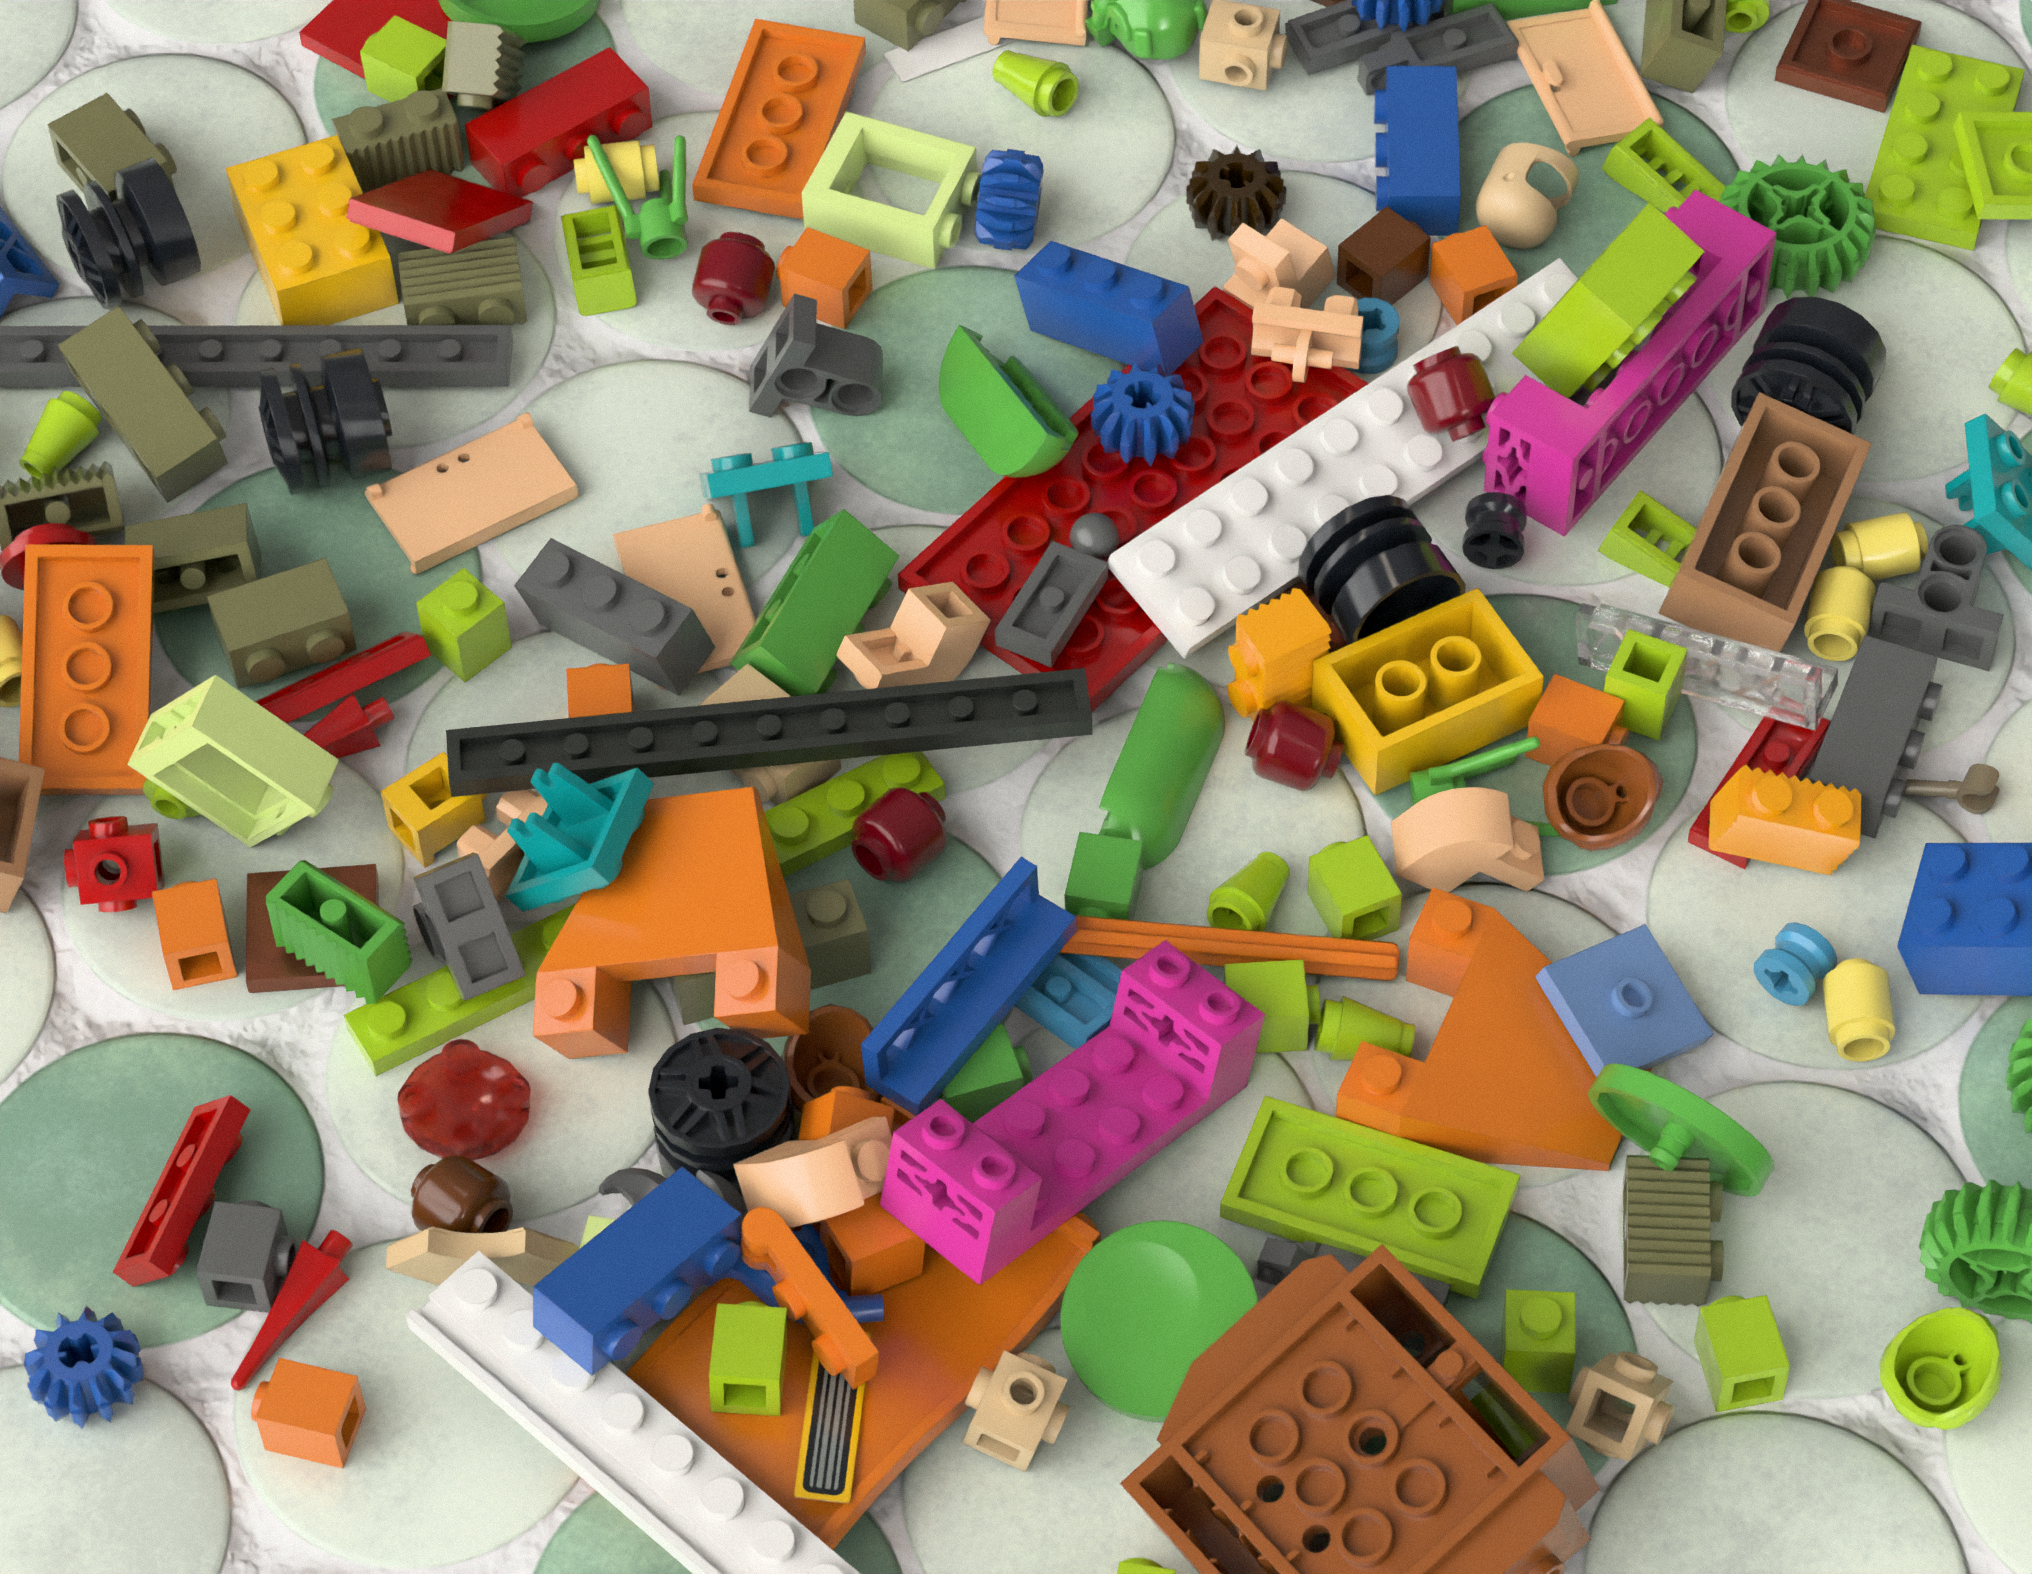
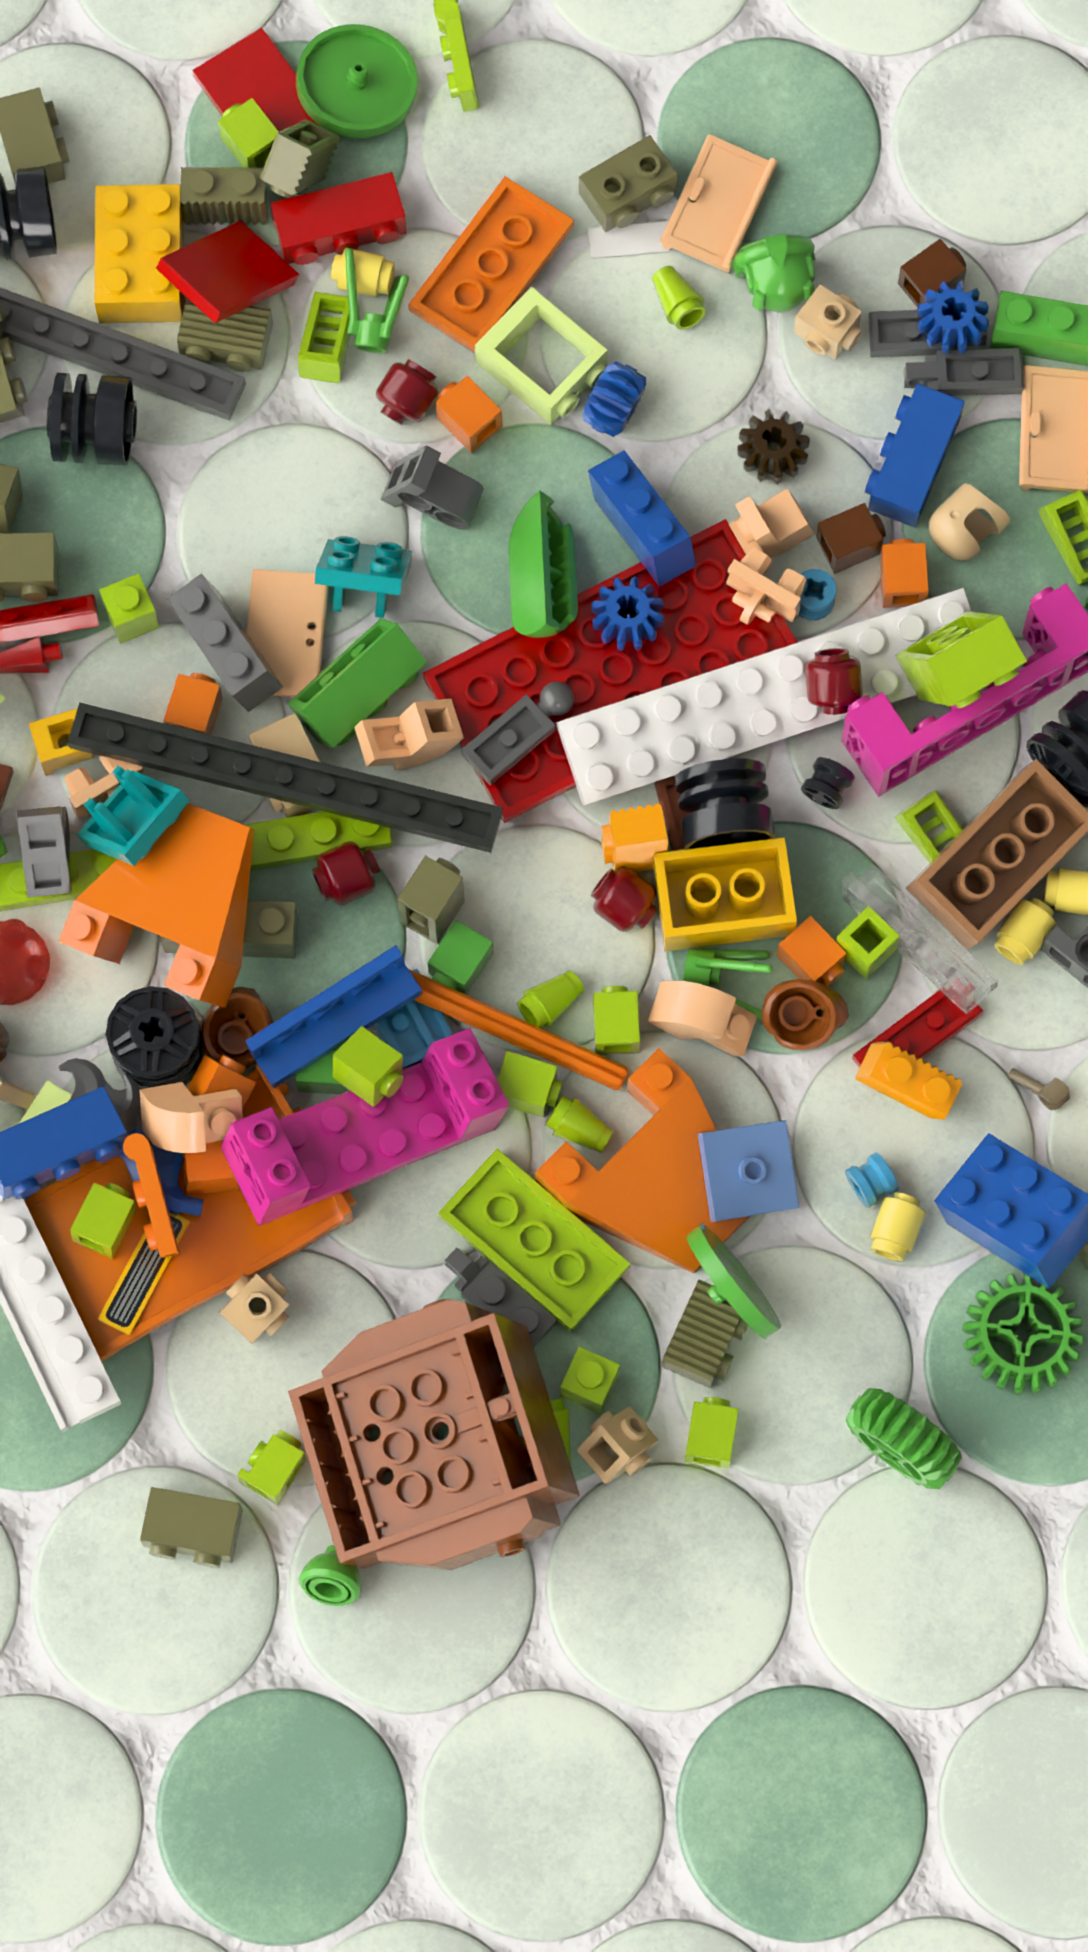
camera: 20 degrees right, 20 degrees up
(502, 486) = (175, 503): light nougat door -> none
(1036, 814) = (431, 898): none -> olive brick
(1046, 1032) = (368, 1067): none -> lime brick
(1147, 1310) = (365, 1275): bright green piece -> none
(1164, 762) = (536, 879): bright green brick -> none
(1877, 727) = (1002, 1032): dark grey brick -> none
(1943, 1368) = (814, 1495): lime hair -> none

